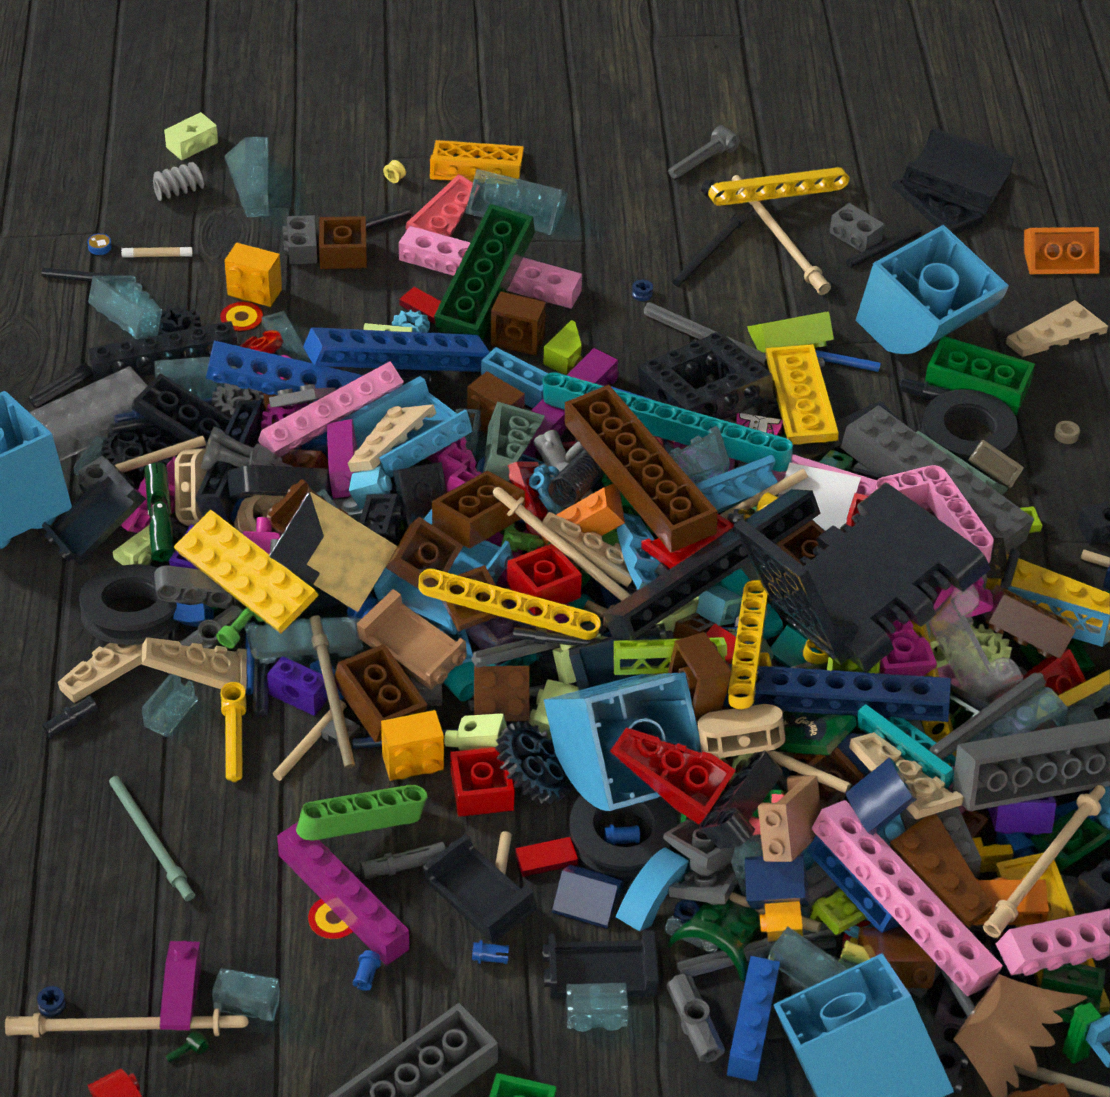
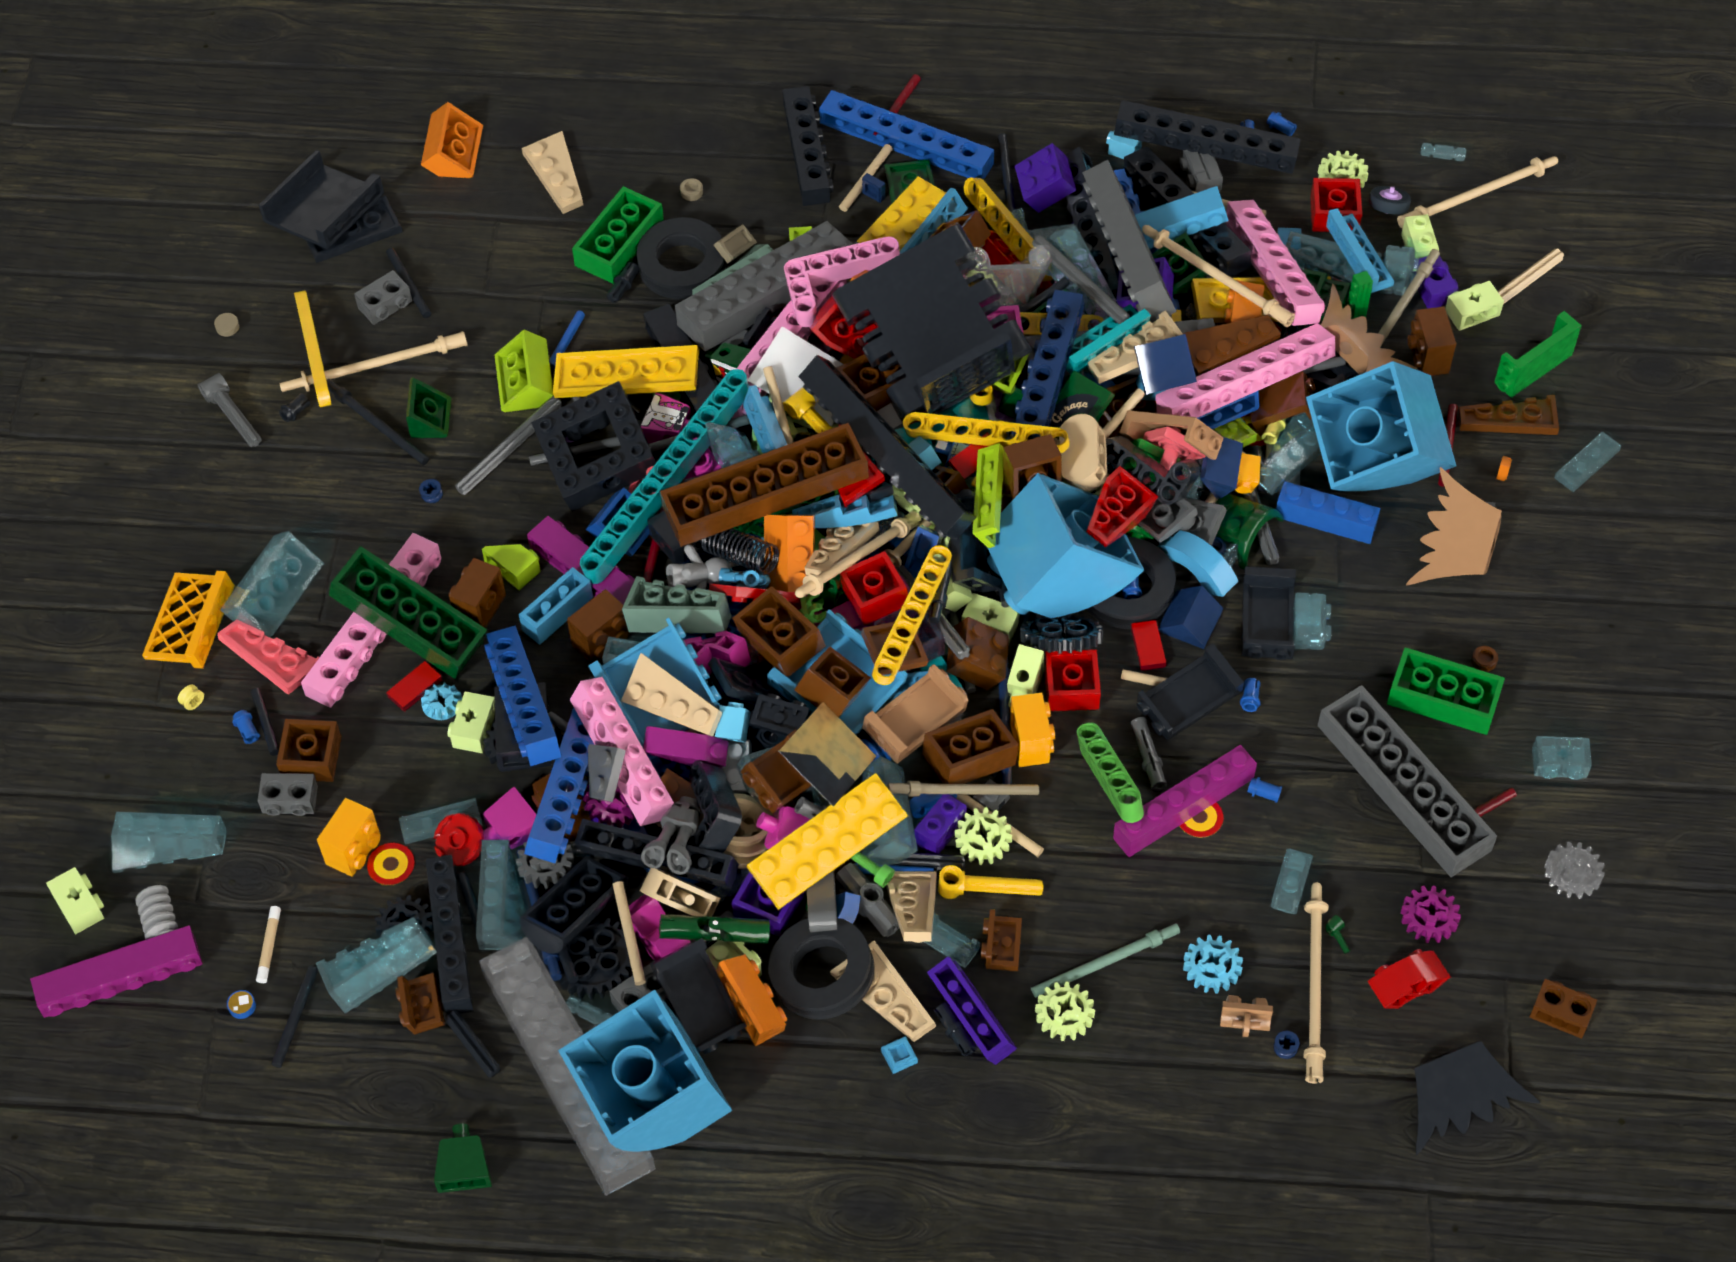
camera: 80 degrees left, 10 degrees up
(45, 679) = (899, 1055): none -> dark azure tile
(82, 970) = (1246, 1016): none -> medium nougat hips
(84, 722) = (972, 1010): none -> dark purple brick
(88, 802) = (1058, 1001): none -> yellowish green gear
(90, 547) = (751, 998): none -> orange slope
(92, 336) = (420, 1003): none -> reddish brown bracket
(126, 169) = (116, 972): none -> magenta brick
(141, 927) = (1212, 964): none -> medium azure gear
(166, 743) = (1003, 942): none -> reddish brown bracket
(180, 985) = (1285, 931): magenta slope -> none
(288, 722) = (991, 827): none -> yellowish green gear
(374, 205) = (243, 721): none -> blue pin
(700, 1031) = (1314, 556): dark grey piece -> none
(729, 269) = (427, 411): none -> dark green slope
(740, 514) = (814, 423): black axle -> none
(801, 139) = (226, 324): none -> dark tan tile
(926, 292) = (541, 239): dark azure brick -> none

